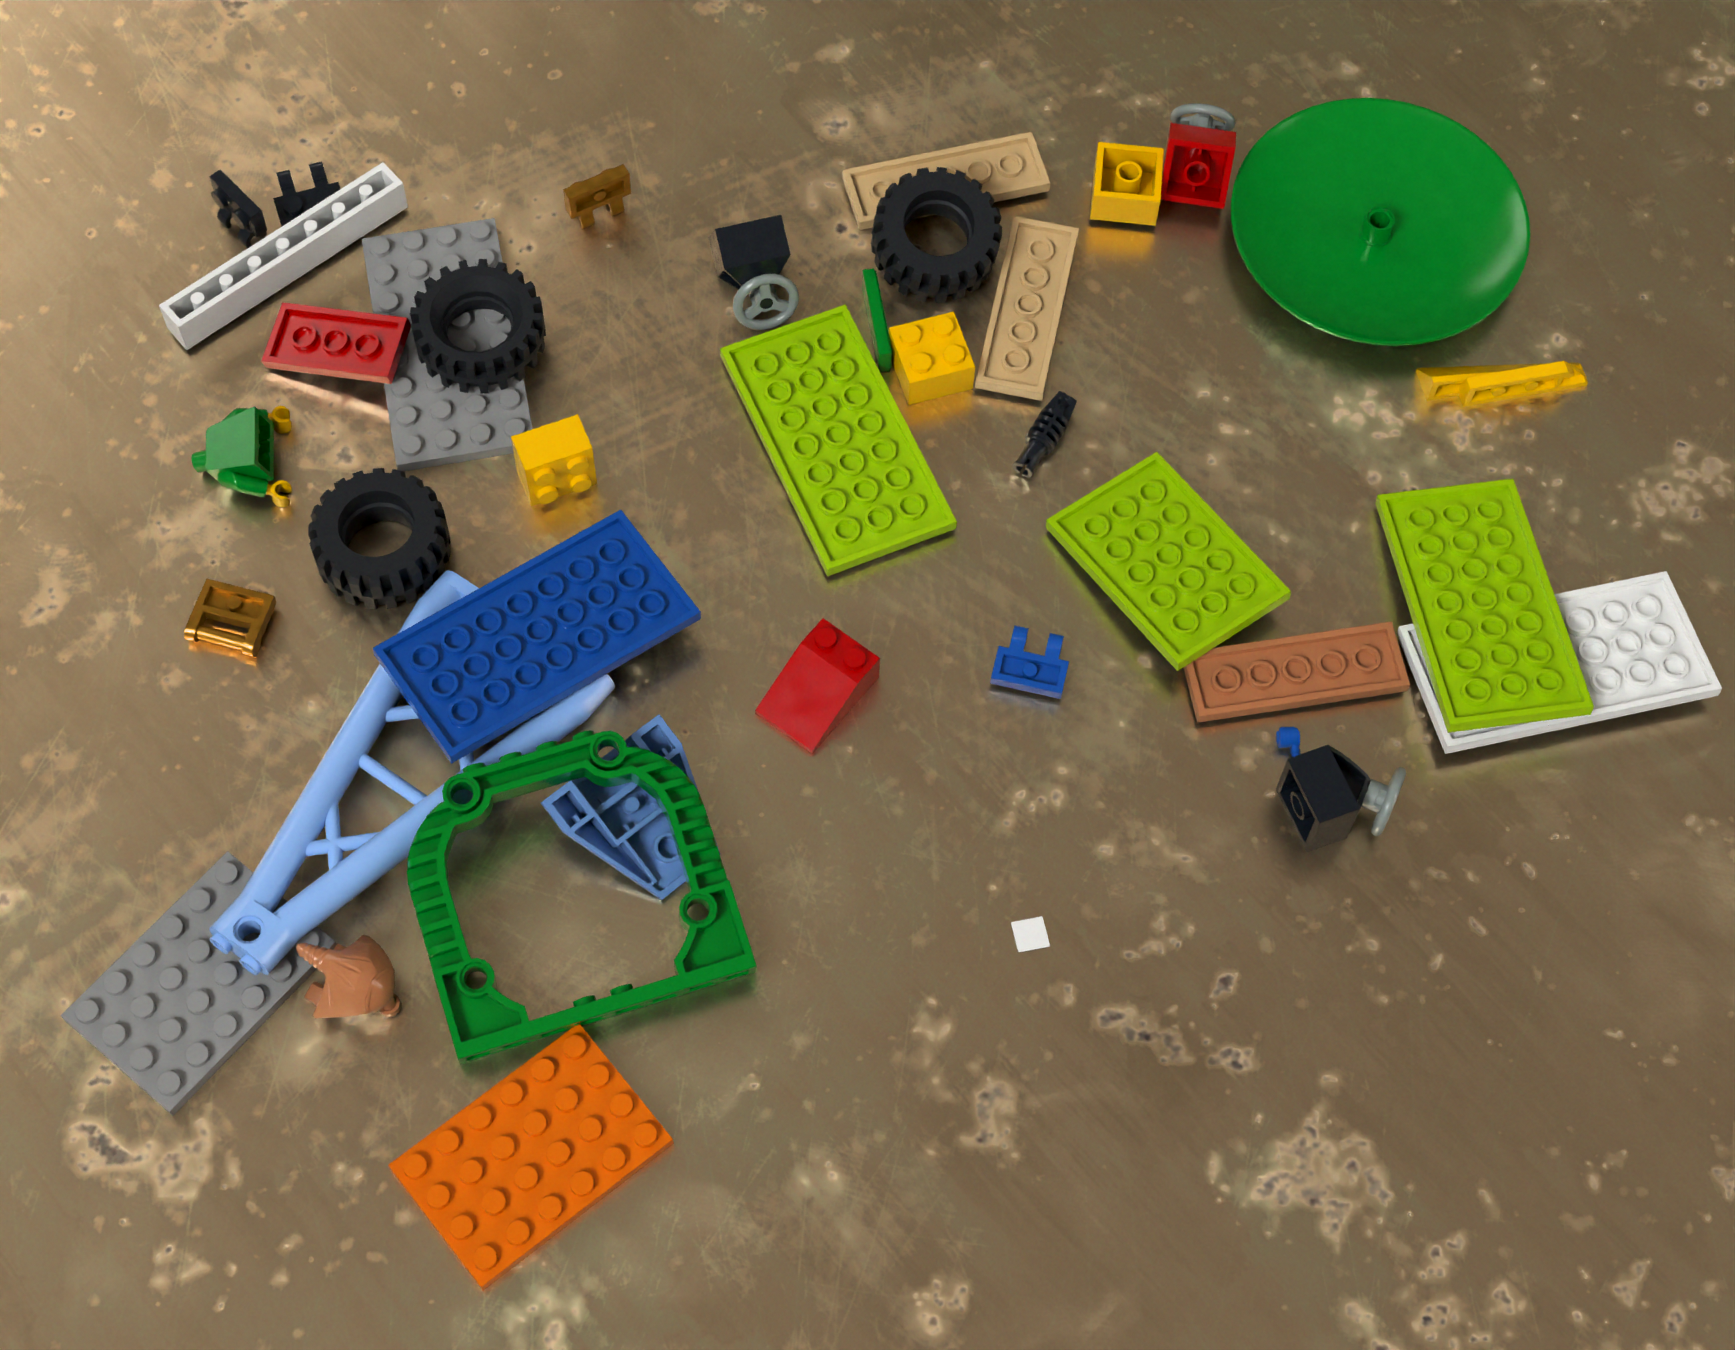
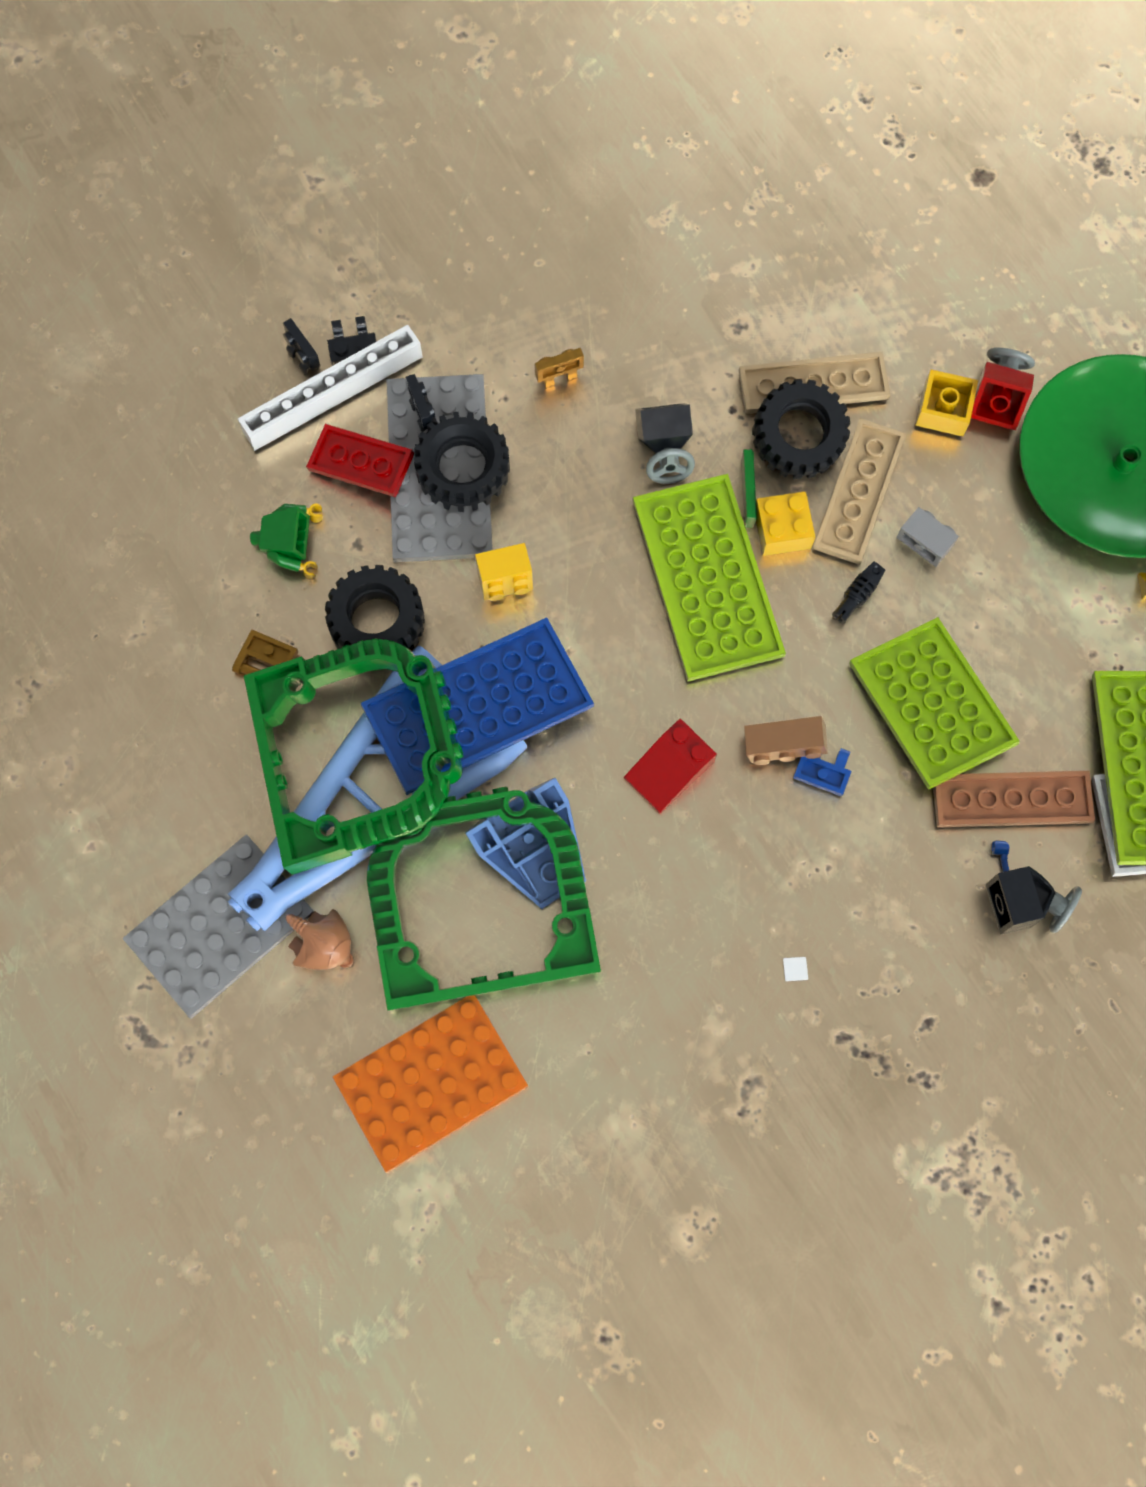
camera: 10 degrees right, 10 degrees up
(250, 649) = (274, 694): none -> green arch
(409, 256) = (420, 402): none -> black plate
(972, 630) = (786, 740): none -> medium nougat brick
(1127, 353) = (927, 536): none -> light grey brick

